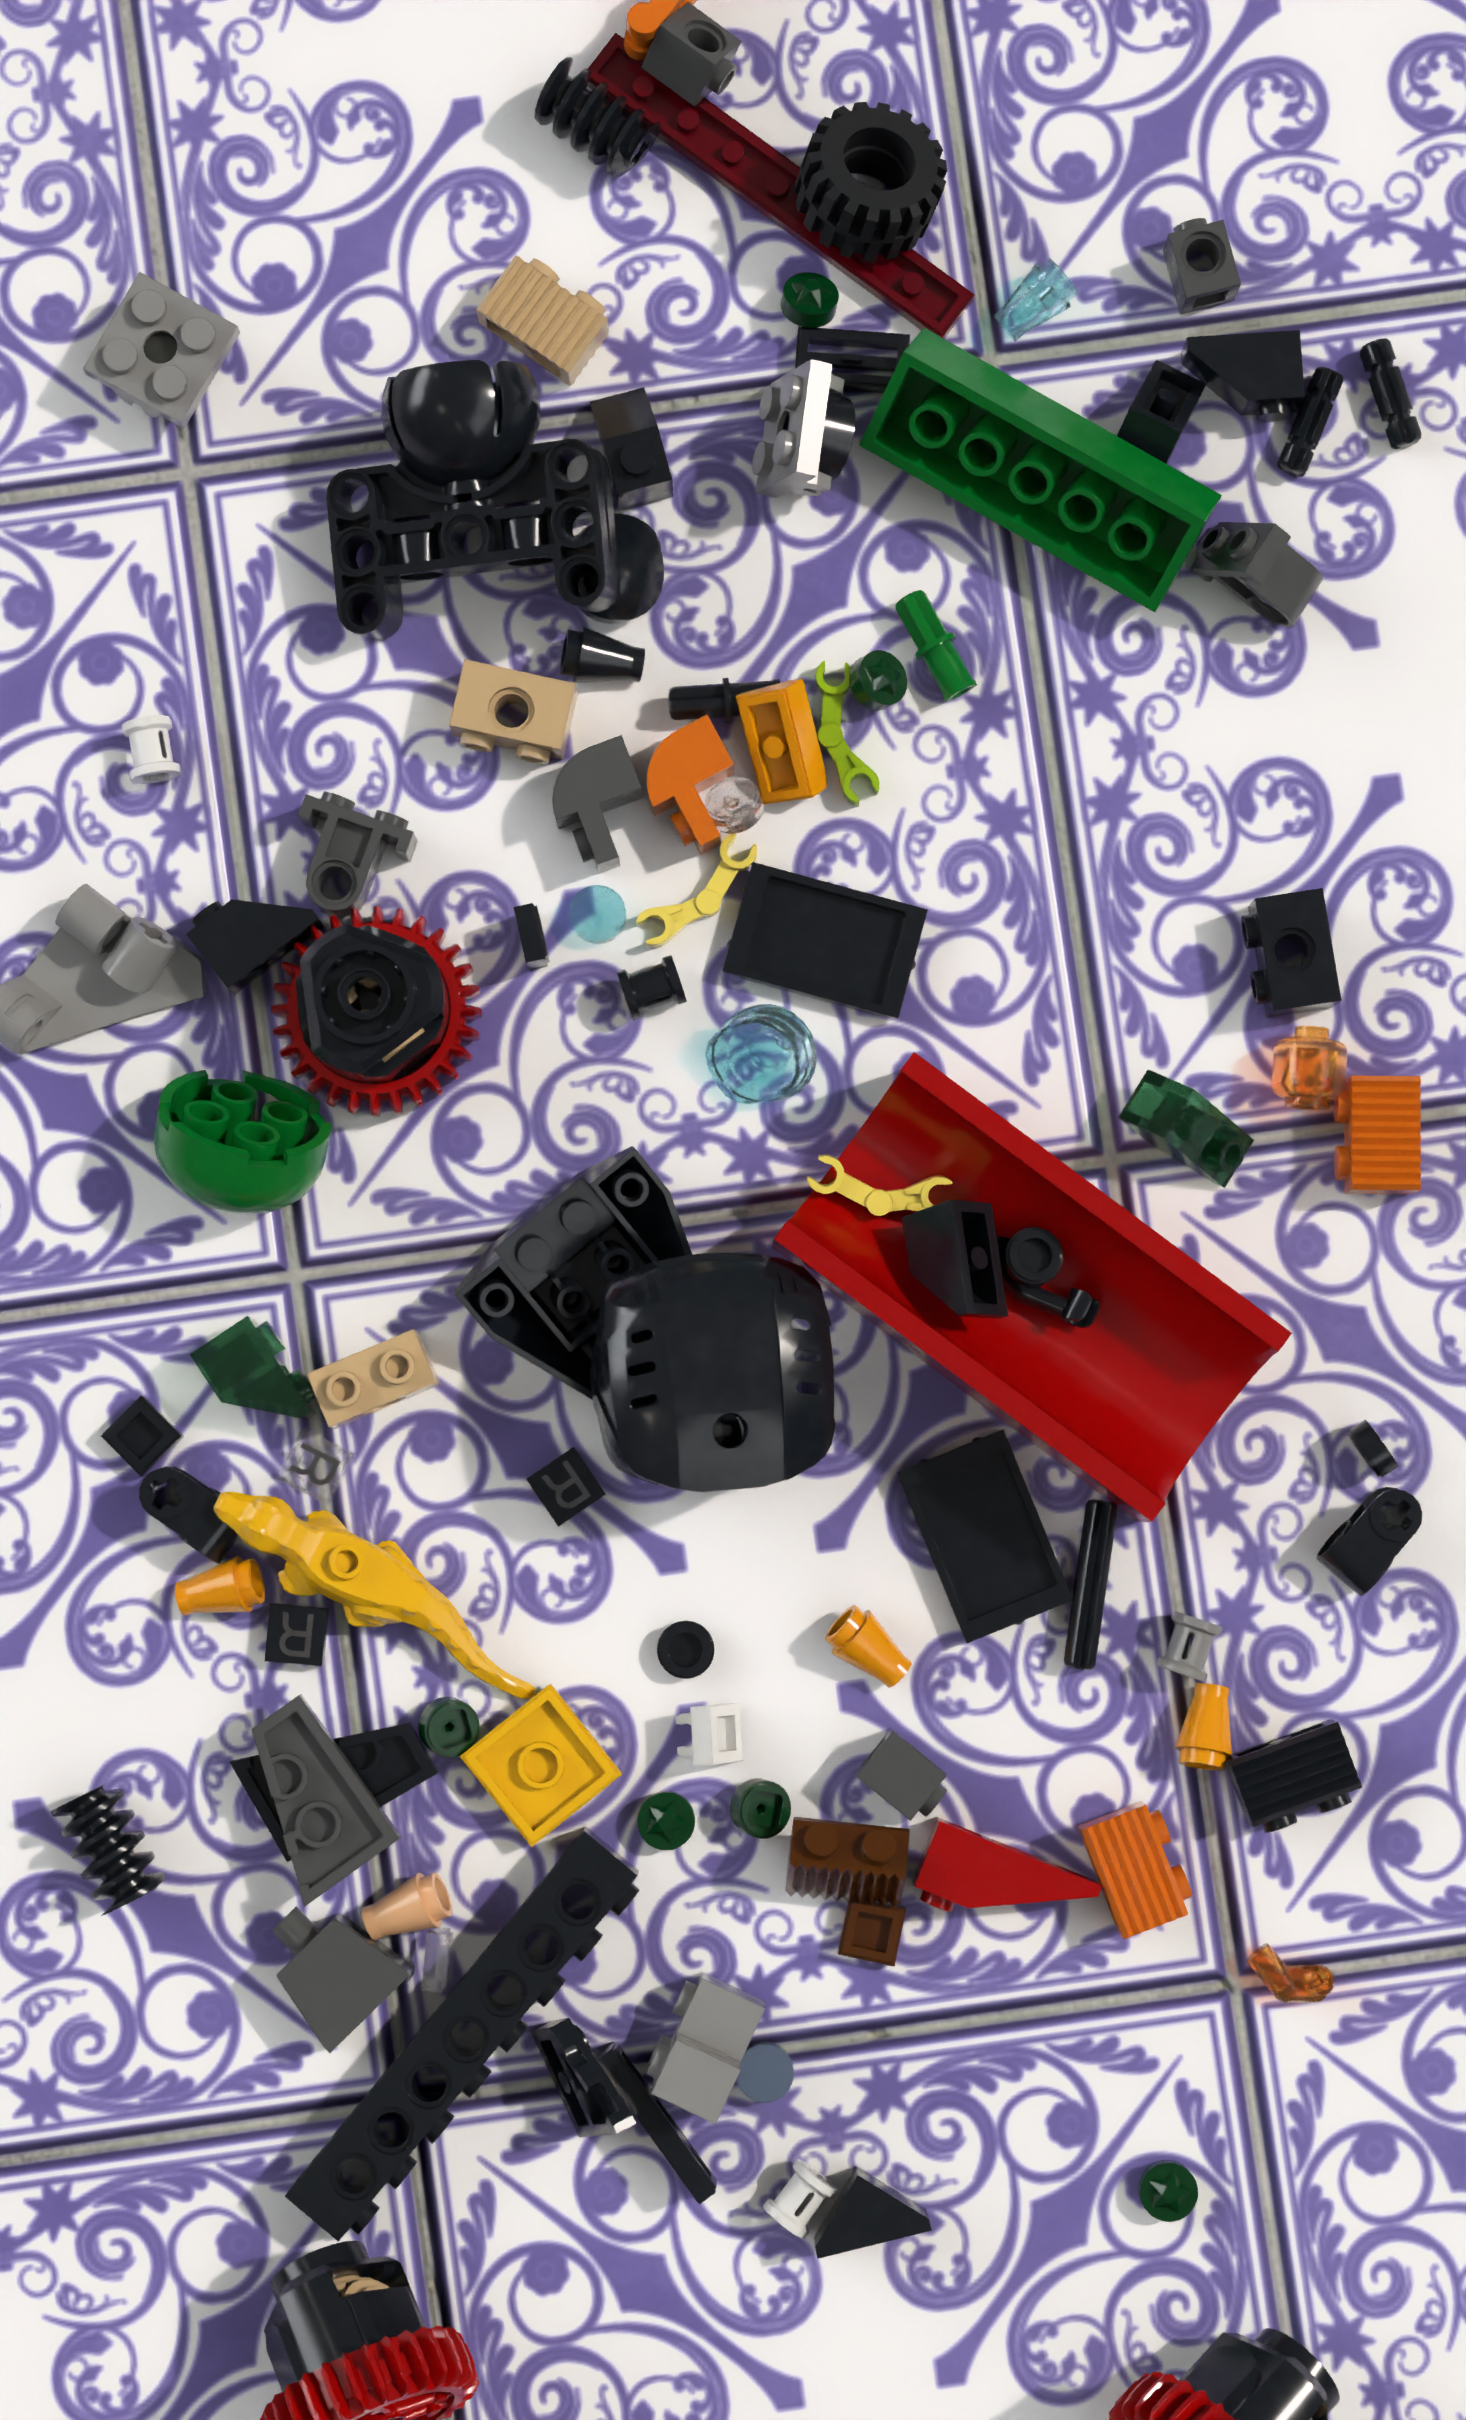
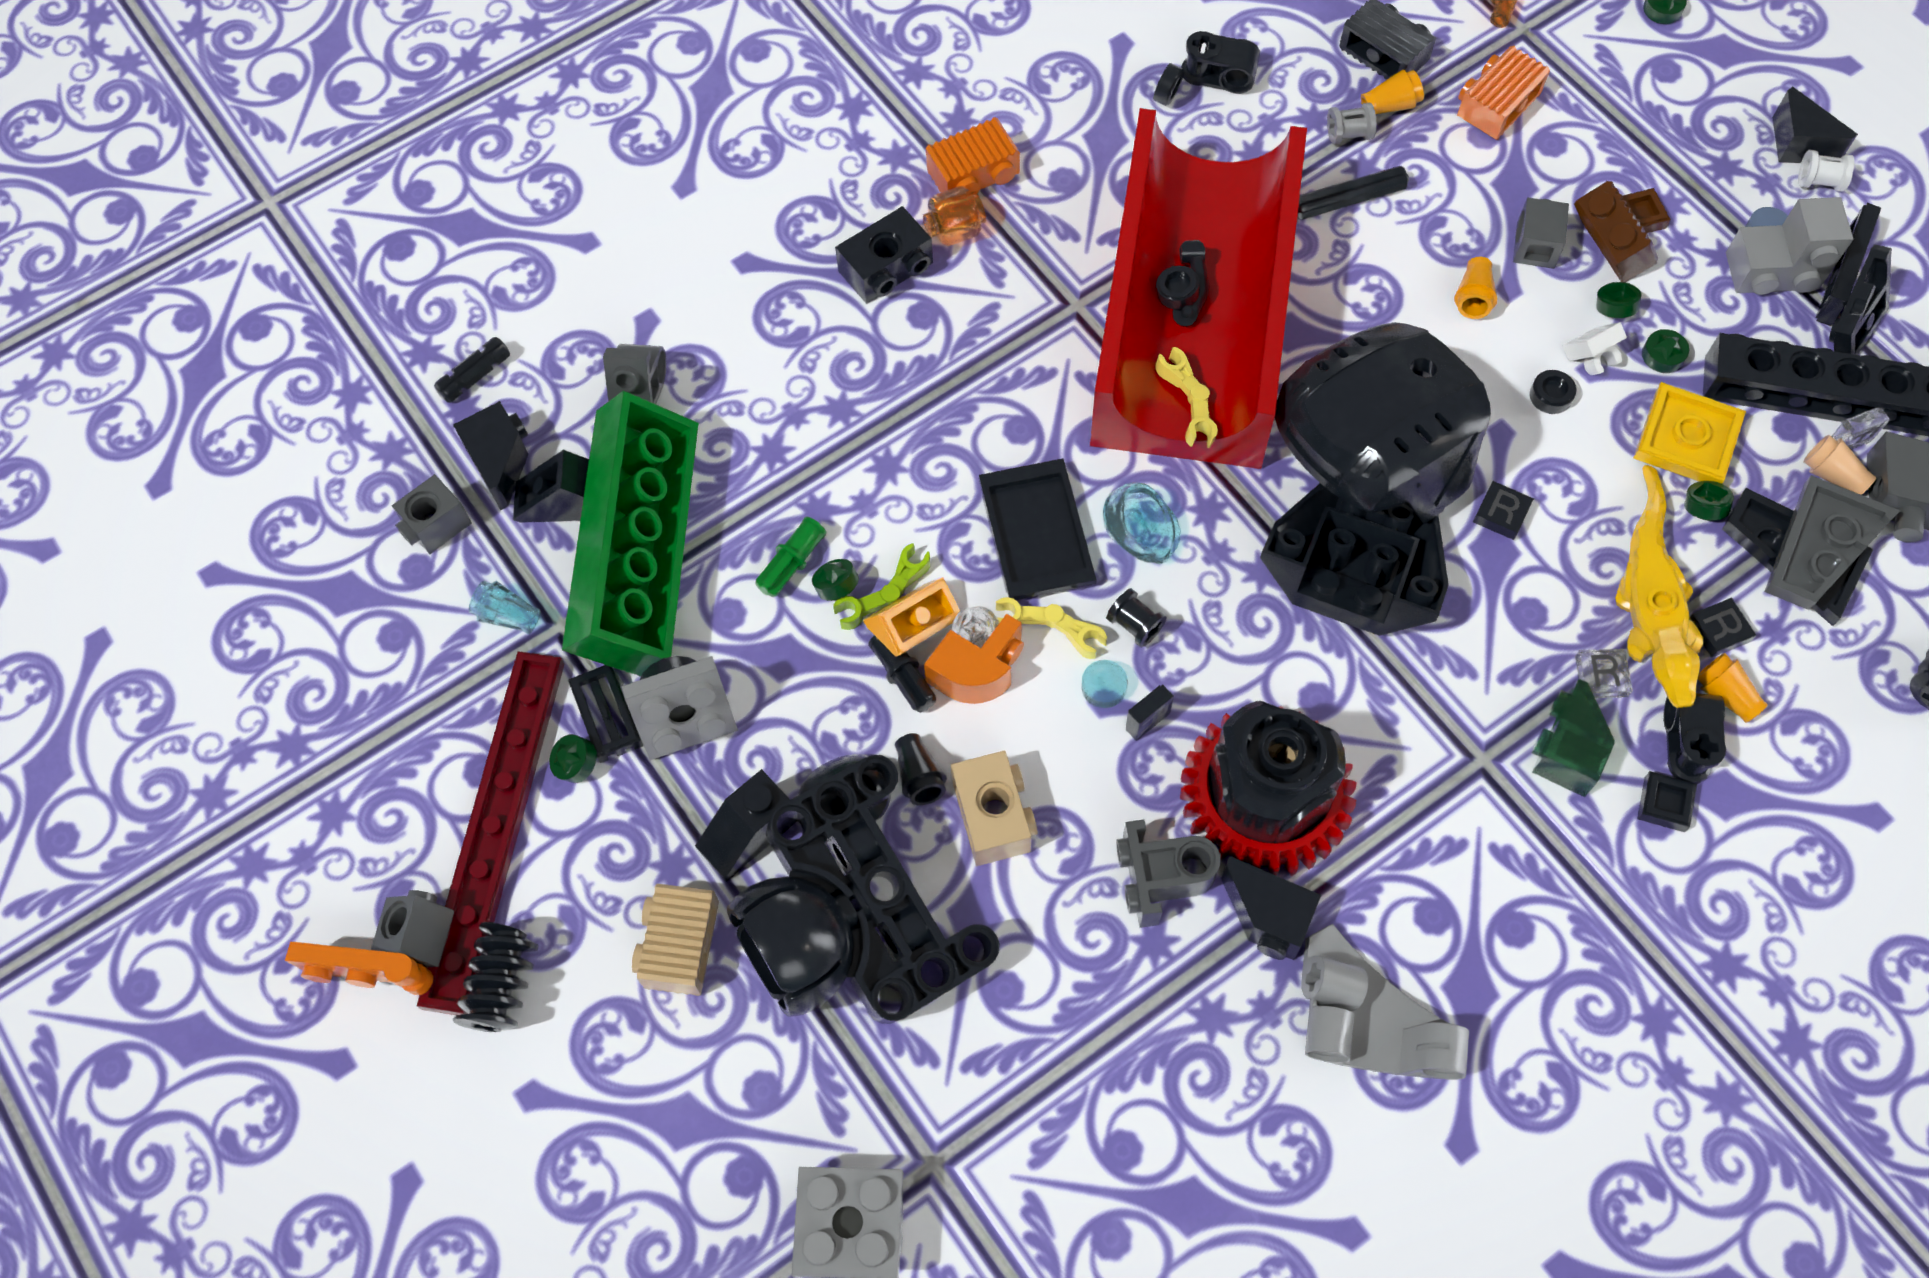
camera: 115 degrees left, 20 degrees down
(151, 749) = (1172, 1063): white bush -> none
(226, 1158) = (1445, 821): green cylinder -> none
(373, 1379) = (1523, 657): tan brick -> none
(589, 786) = (1024, 728): dark grey brick -> none
(882, 147) = (462, 747): black tyre -> none
(957, 1256) = (1211, 319): black slope -> none
(984, 1536) = (1362, 260): black piece -> none
(985, 1873) = (1560, 157): red slope -> none
(1186, 1127) = (1033, 262): clear green slope -> none
(1310, 421) = (523, 404): black axle -> none

